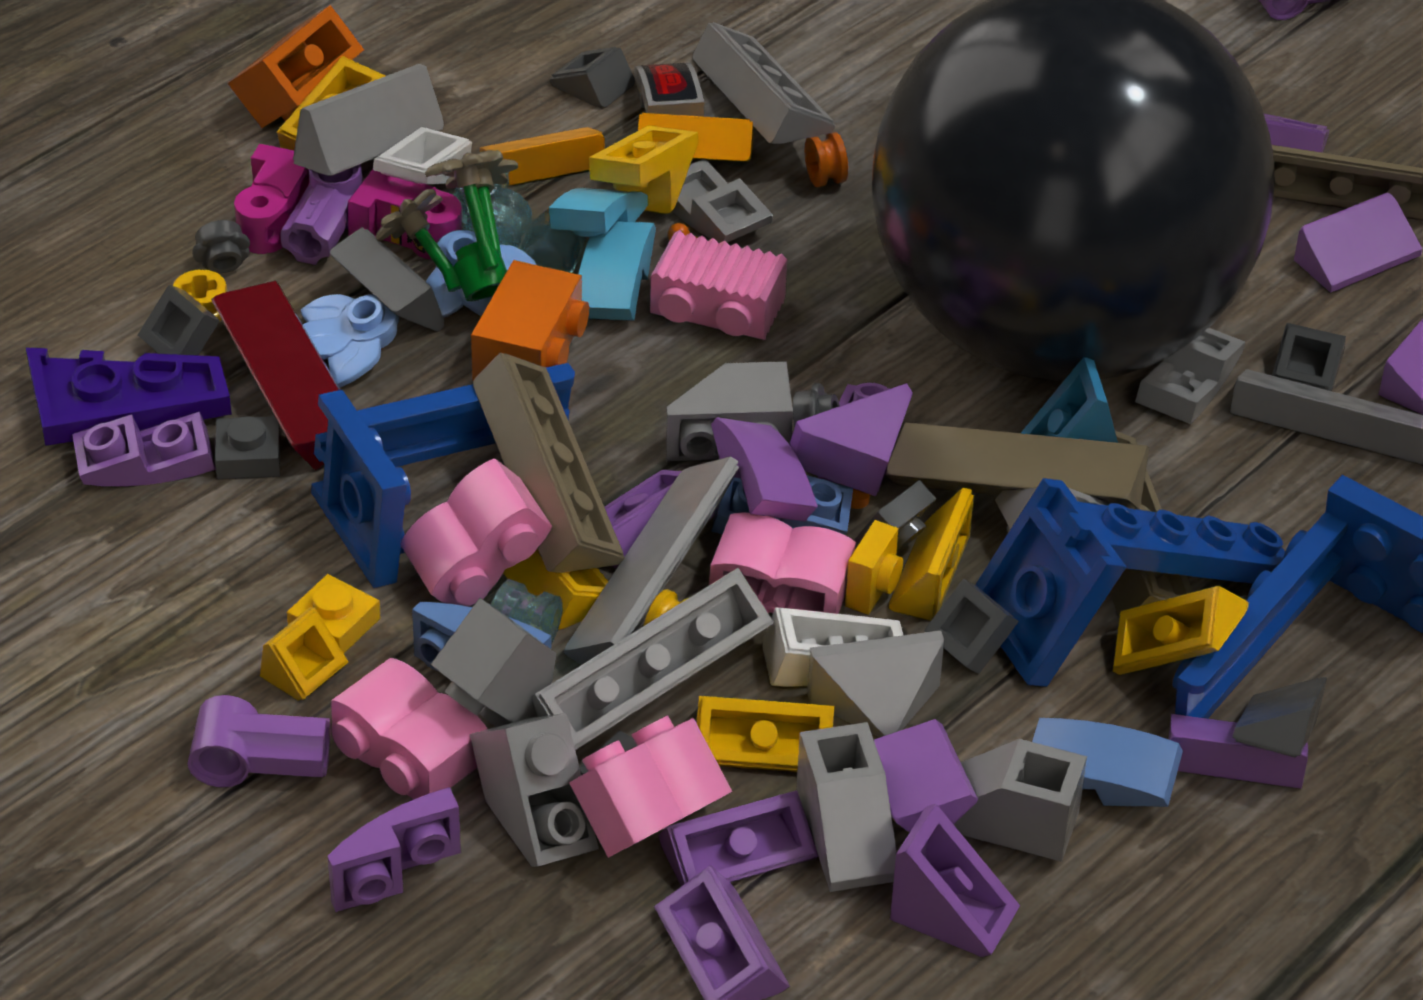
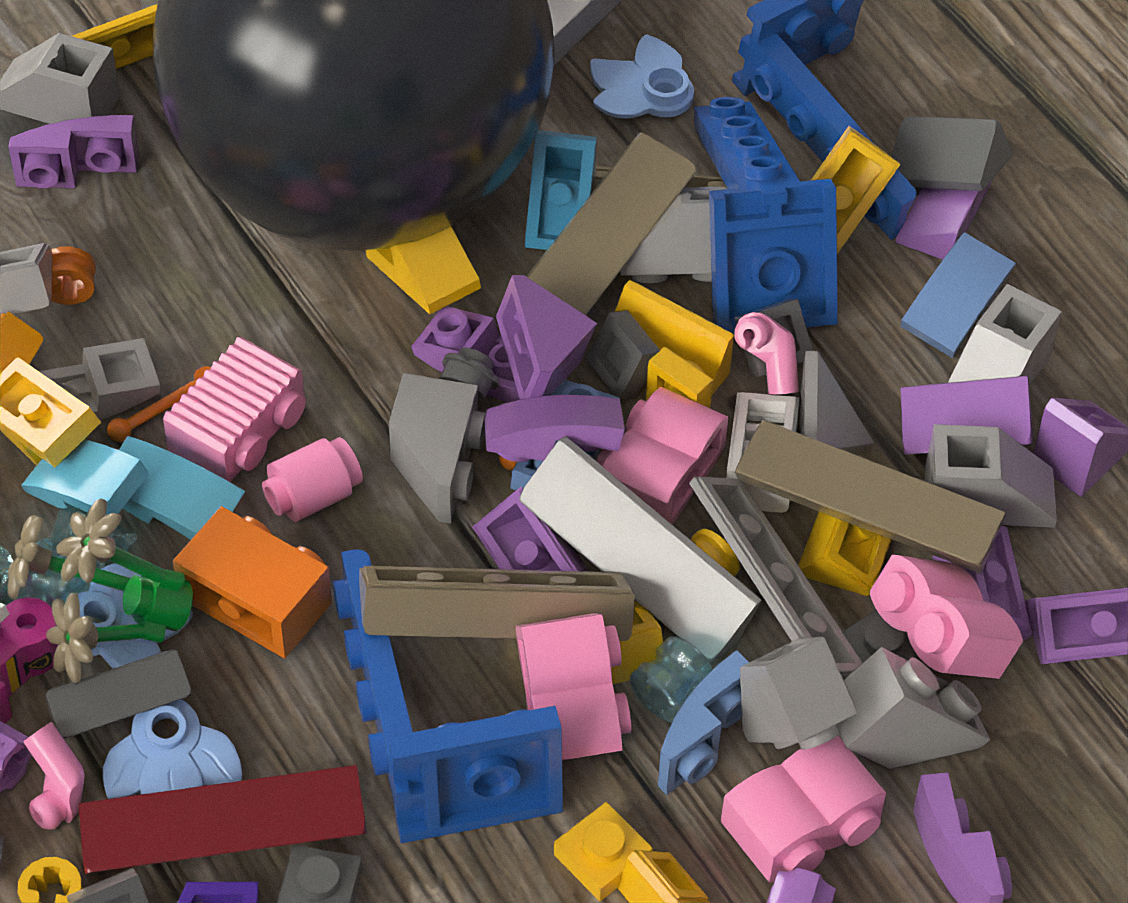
camera: 75 degrees left, 10 degrees up
(304, 264) = (62, 779): none -> bright pink arm
(662, 347) = (312, 478): none -> bright pink brick
(763, 700) = (870, 496): none -> dark tan slope
(940, 370) = (429, 270): none -> yellow slope
(947, 601) = (772, 345): none -> bright pink arm
(1276, 485) = (643, 86): none -> light blue plate

